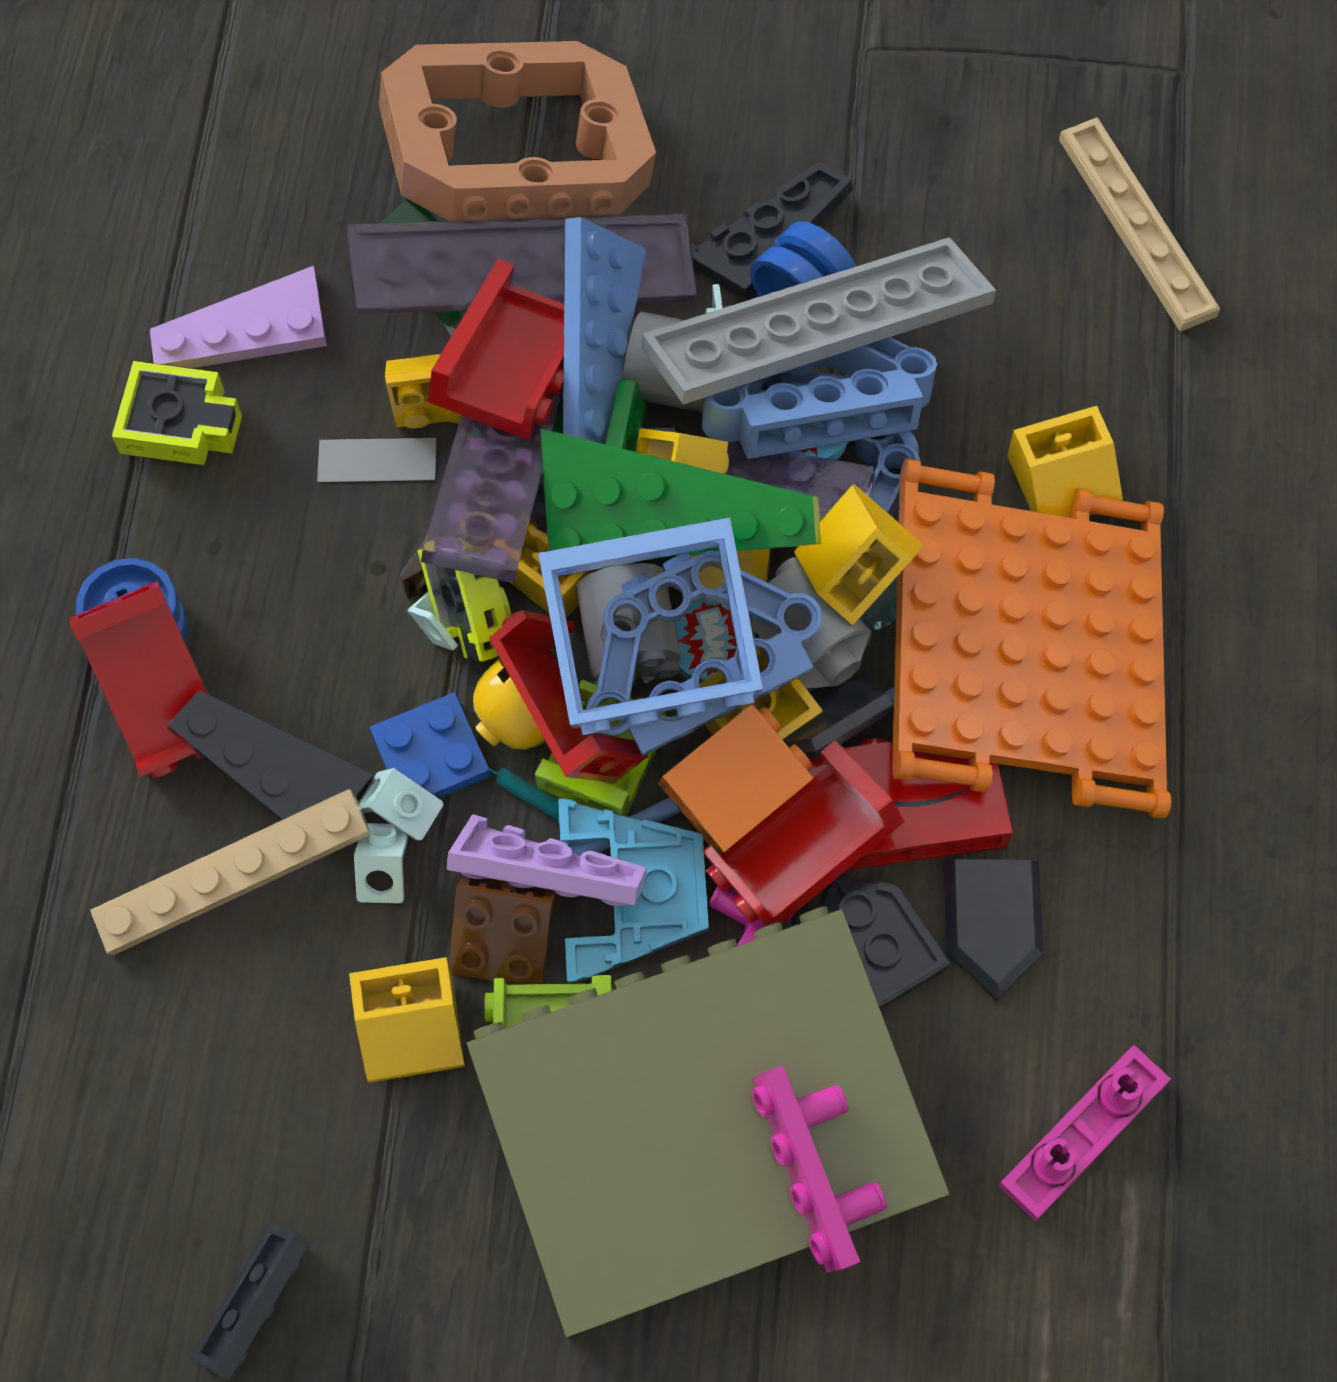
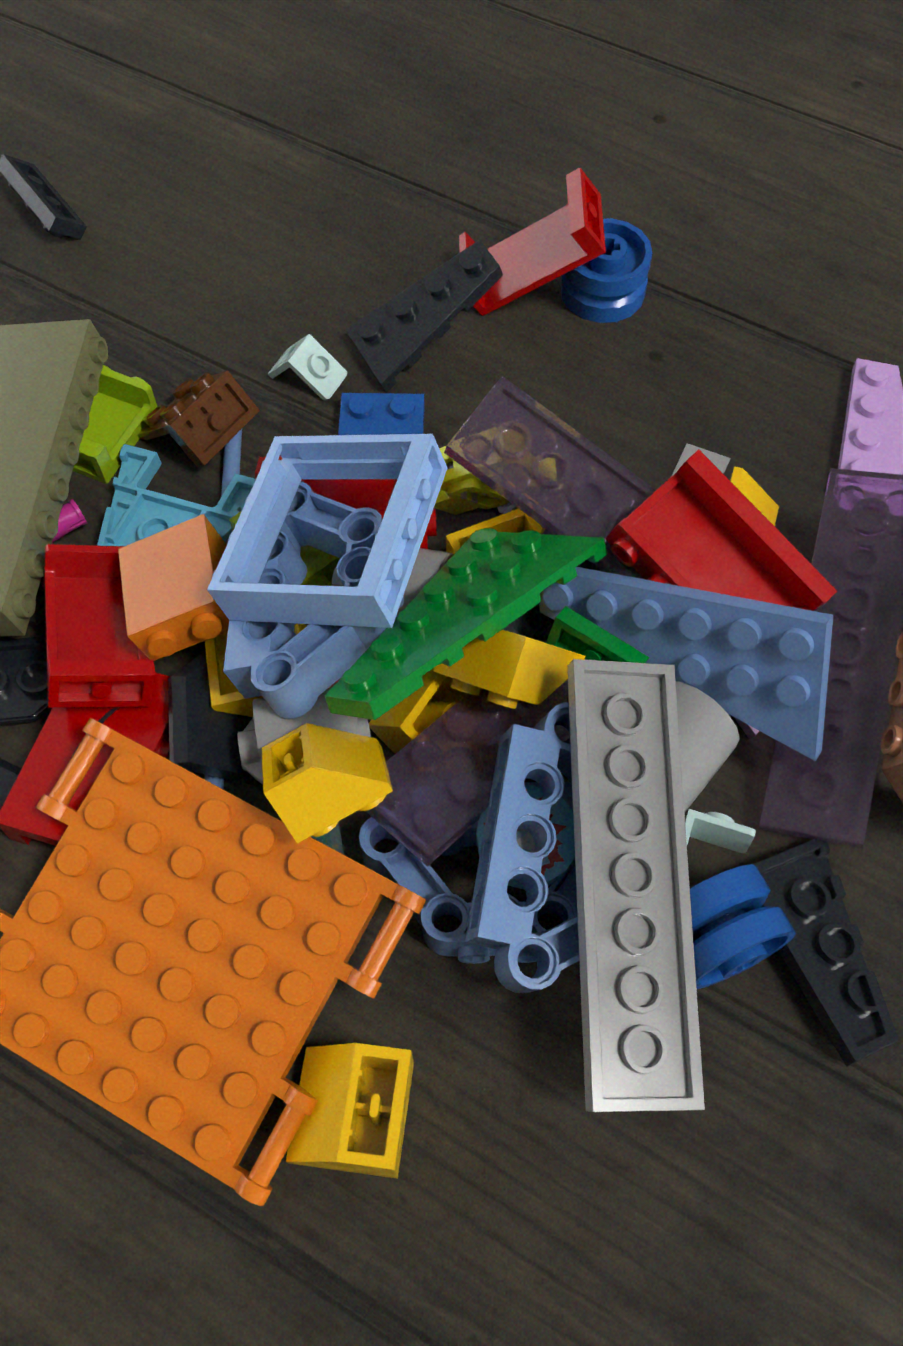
camera: 115 degrees right, 5 degrees down
(175, 414) = (794, 353): piece -> none
(230, 872) = (349, 273): tan plate -> none
(401, 803) = (338, 385): light aqua bracket -> none
(407, 1019) = (168, 333): yellow slope -> none
(548, 865) = (215, 445): lavender wing -> none

